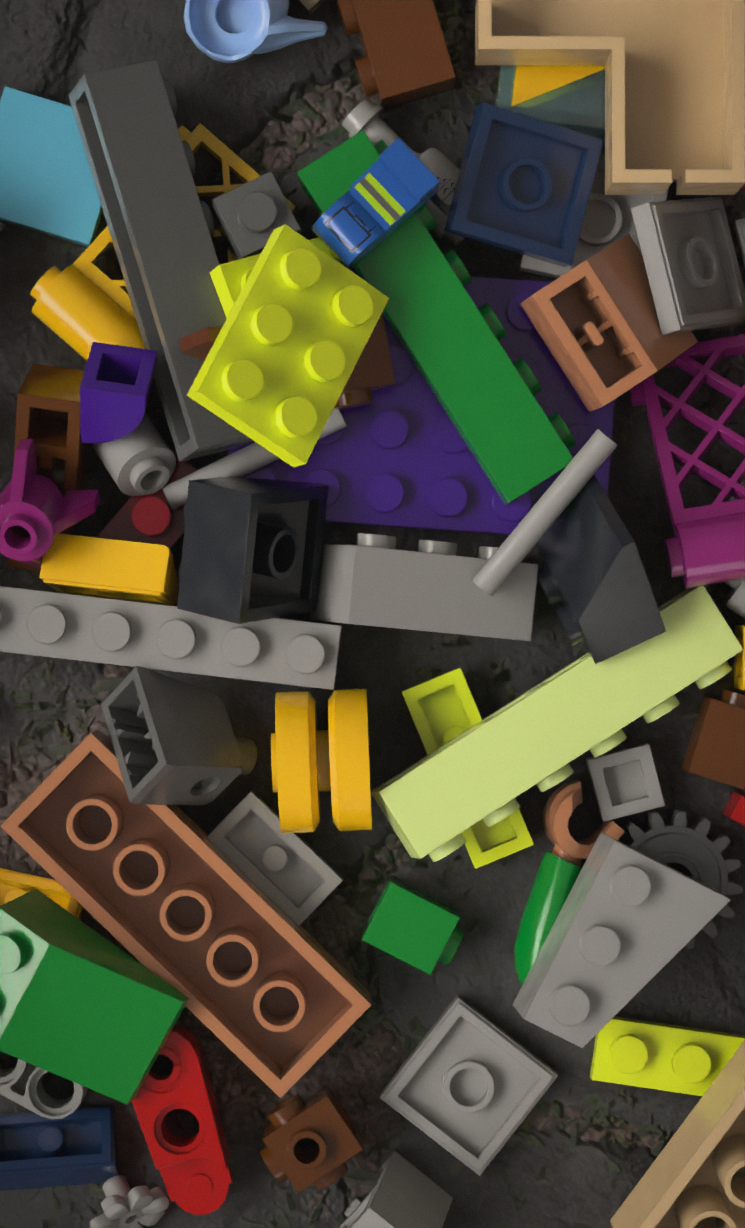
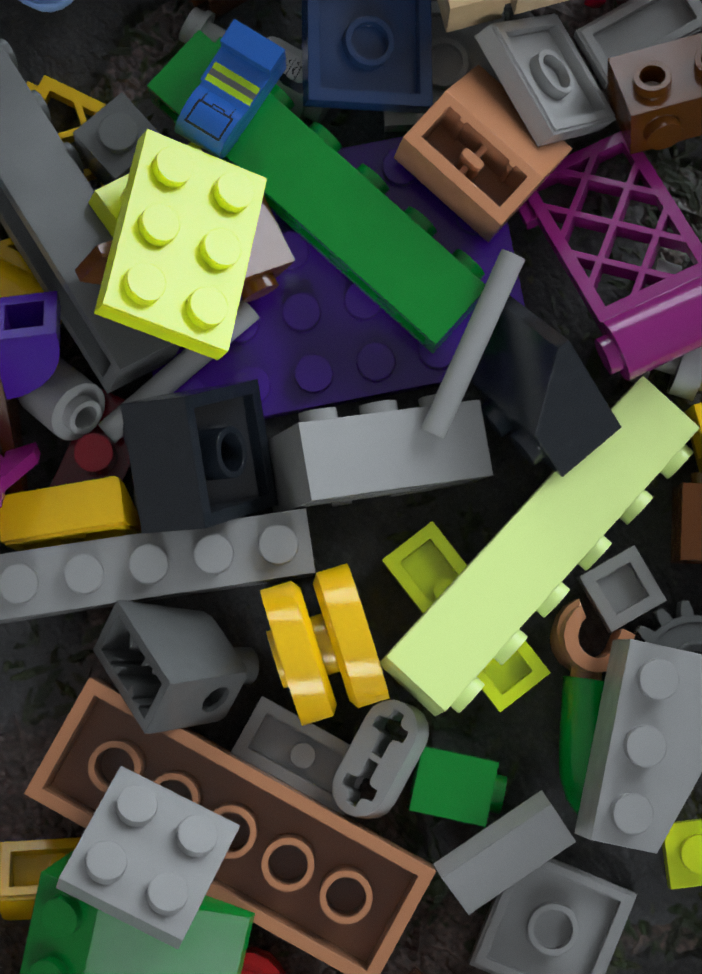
camera: 20 degrees left, 5 degrees down
(103, 920) = (148, 857): none -> light grey plate
(337, 874) = (367, 752): none -> light grey beam
(441, 1003) = (504, 852): none -> light grey tile

